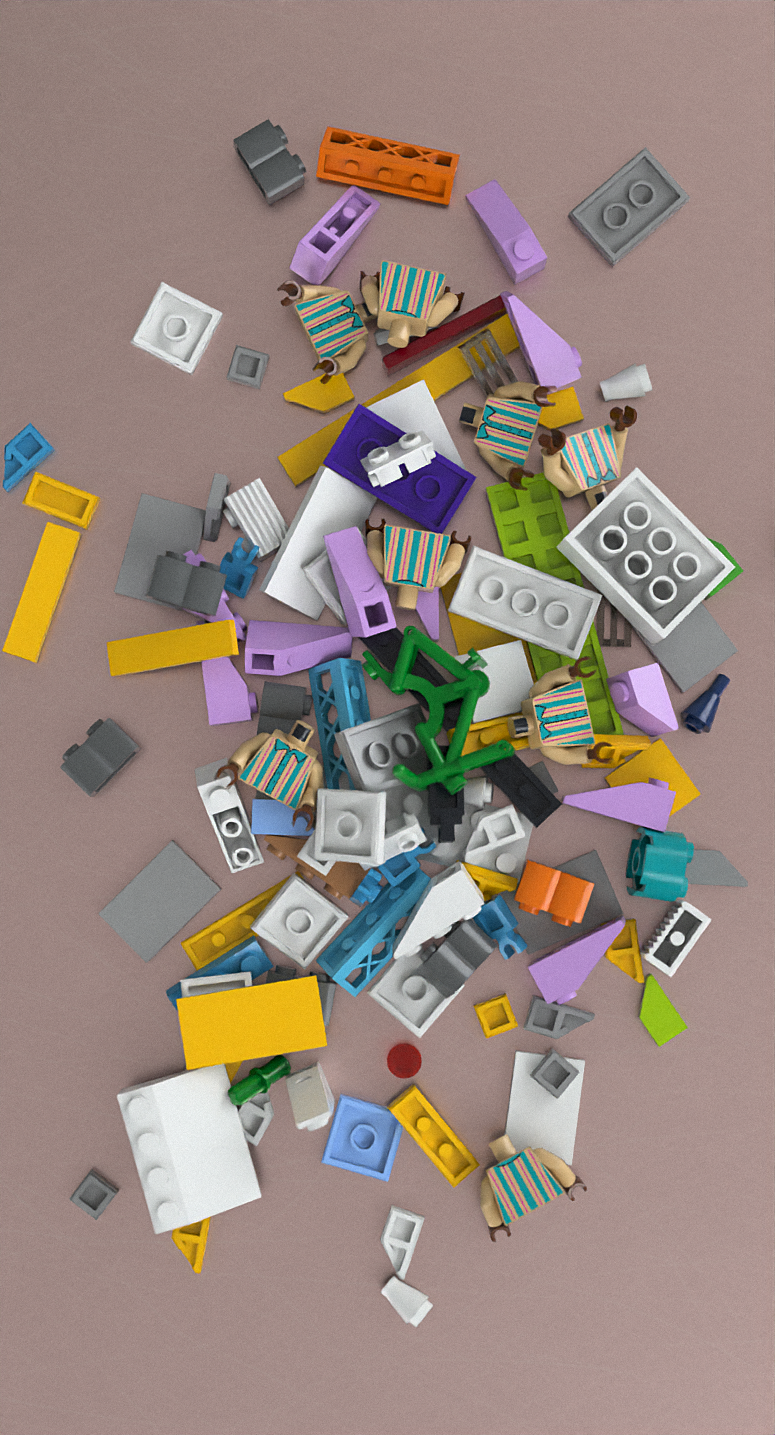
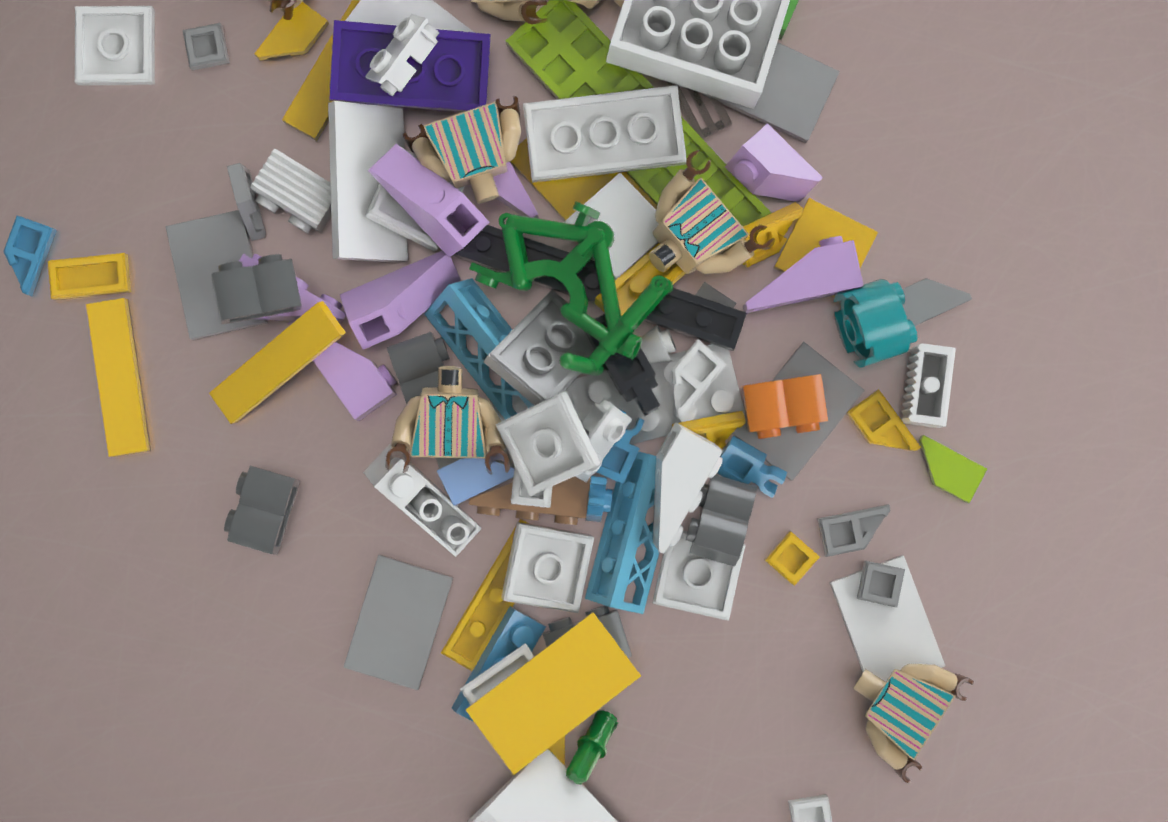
camera: 30 degrees left, 0 degrees up
(239, 569) = (303, 250): dark azure plate -> none
(256, 1116) = (607, 785): white tile -> none
(310, 1097) = (651, 736): white slope -> none
(363, 1138) = (725, 748): light blue tile -> none
(404, 1060) = (725, 651): clear red plate -> none
(433, 1135) = (793, 709): yellow tile -> none
(568, 966) = (839, 469): lavender slope -> none
(701, 713) = (836, 149): dark blue cone -> none

